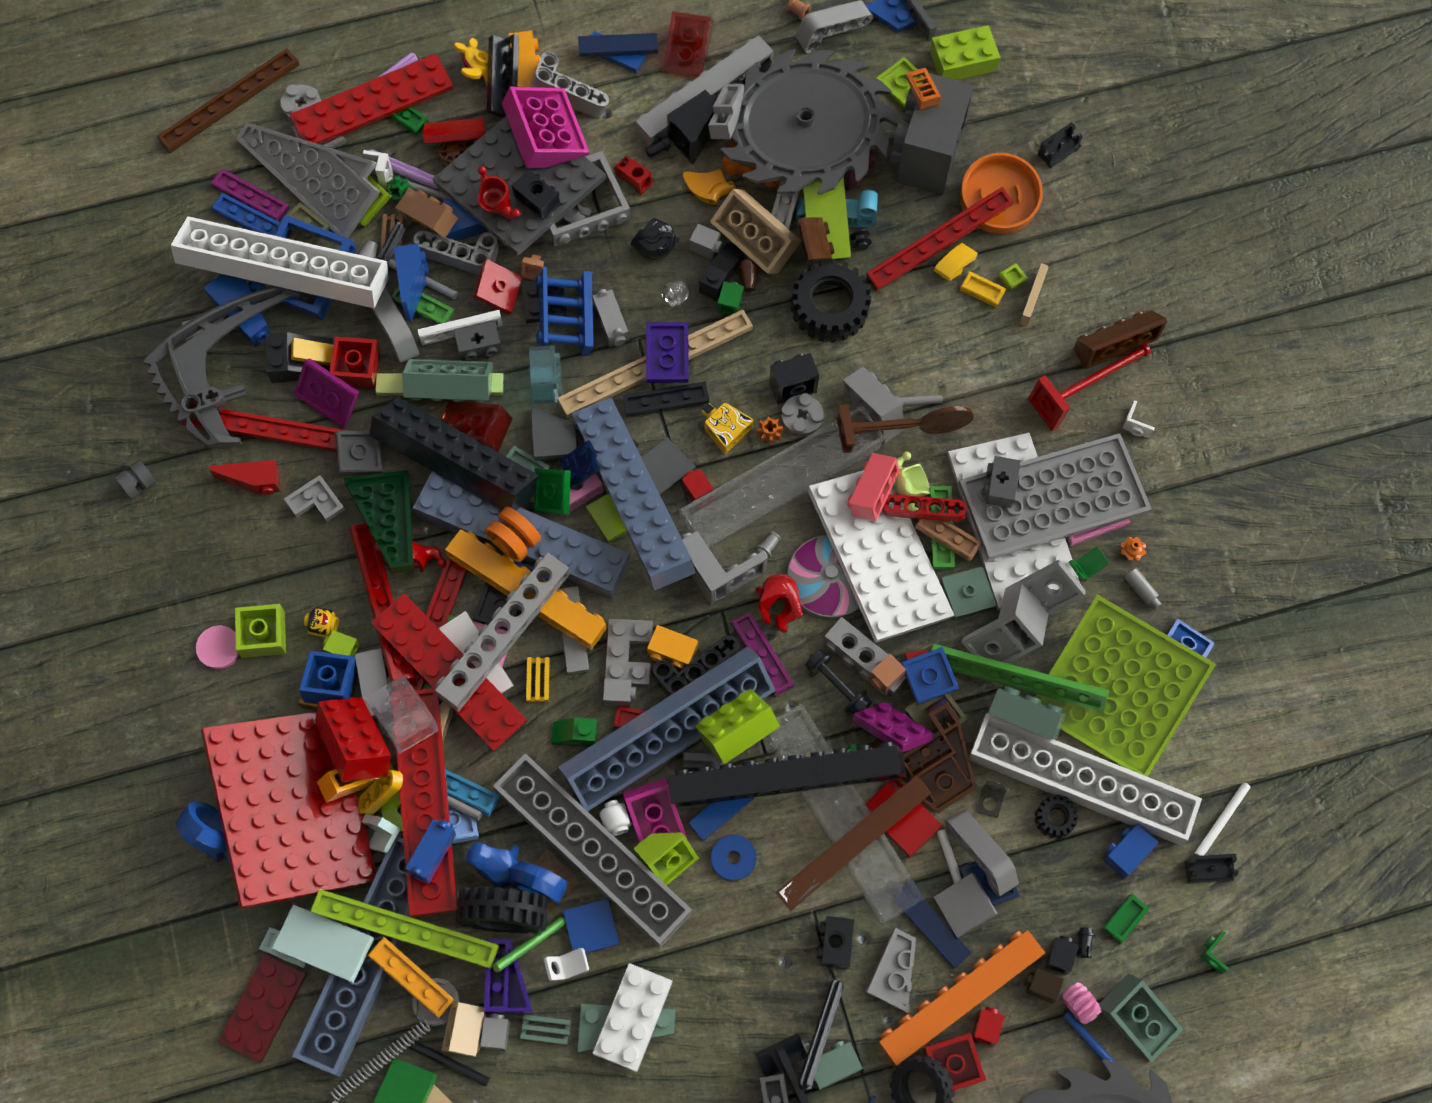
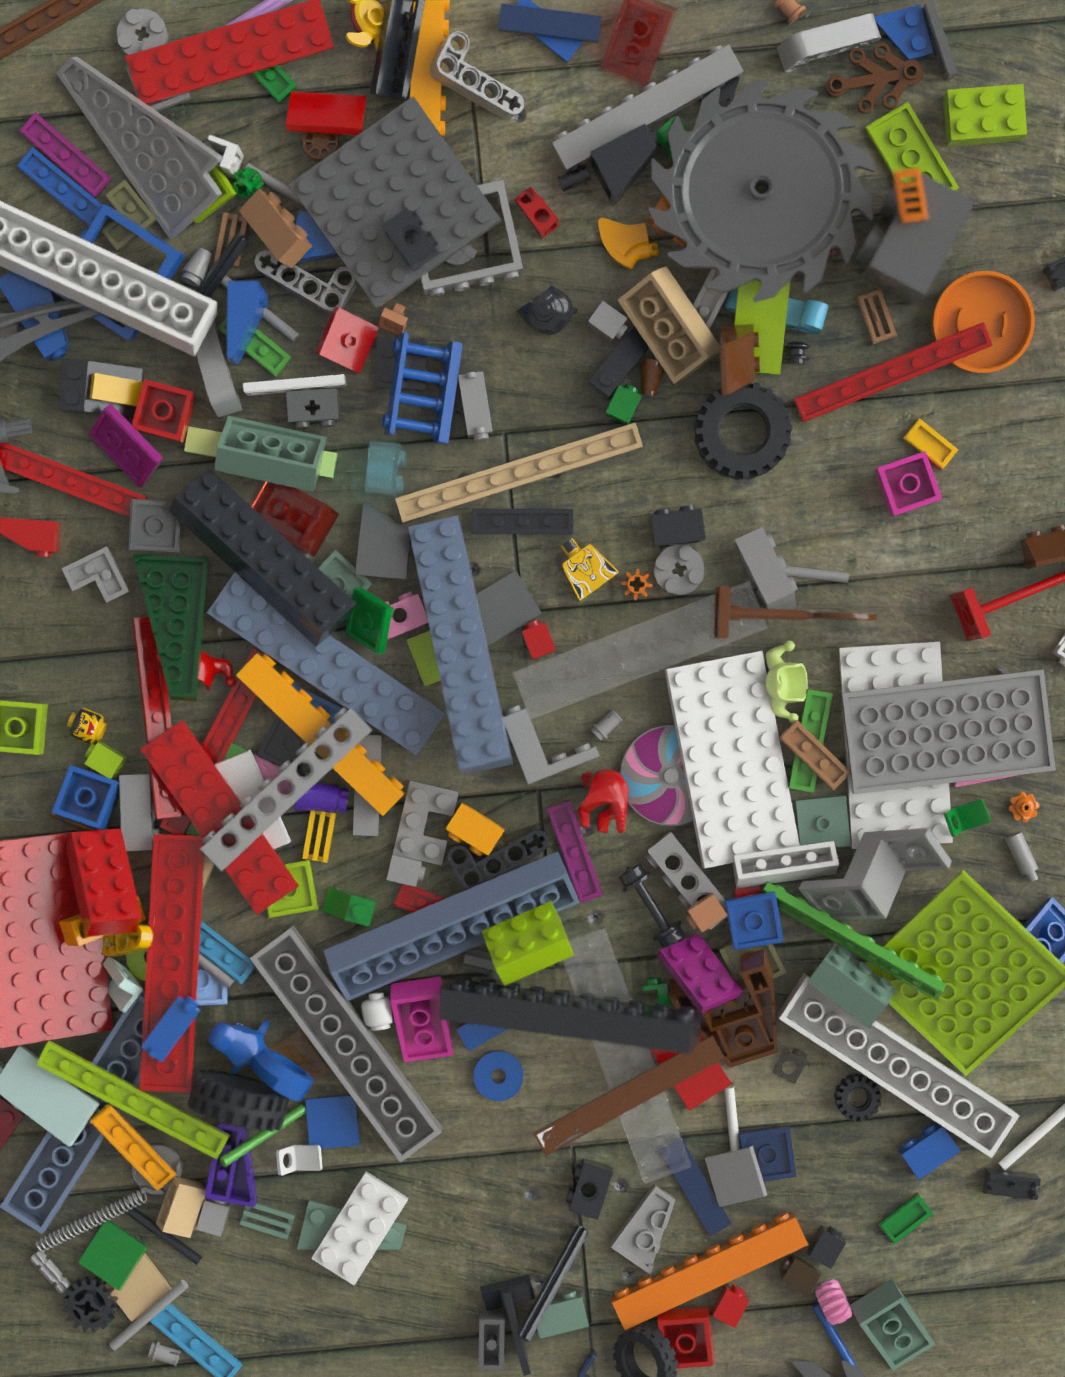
camera: 15 degrees right, 20 degrees up
(402, 714) = (159, 862): clear slope -> none
(411, 172) = (255, 151): lavender axle -> none
(495, 196) = (359, 235): red piece -> none
(513, 534) = (311, 681): orange wheel -> none
(528, 736) = (300, 899): none -> lime tile
(535, 645) = (323, 798): none -> dark purple plant
(544, 126) = (436, 142): dark pink slope -> none
(581, 463) = (407, 598): clear blue piece -> none
(666, 855) = (422, 1065): lime slope -> none
(667, 352) = (534, 467): dark purple plate -> none
(675, 292) = (560, 382): clear piece -> none
(726, 111) = (665, 159): light grey slope -> none
(873, 487) = (739, 687): coral brick -> none
(876, 43) = (878, 78): none -> reddish brown plant
(923, 511) = (793, 718): red beam -> none
(924, 219) = (869, 296): none -> medium nougat tile
(943, 626) = (785, 864): none -> white brick
(955, 261) = (905, 404): yellow slope -> none
(972, 317) = (907, 484): none -> dark pink brick
(985, 852) = (767, 1124): light grey beam -> none
(1002, 493) = (900, 700): dark grey brick -> none
(1013, 277) = (971, 434): lime tile -> none
(1034, 295) = (989, 465): tan tile -> none
(1085, 942) = (855, 1236): black pin -> none
(1210, 958) = (987, 1266): green bracket -> none

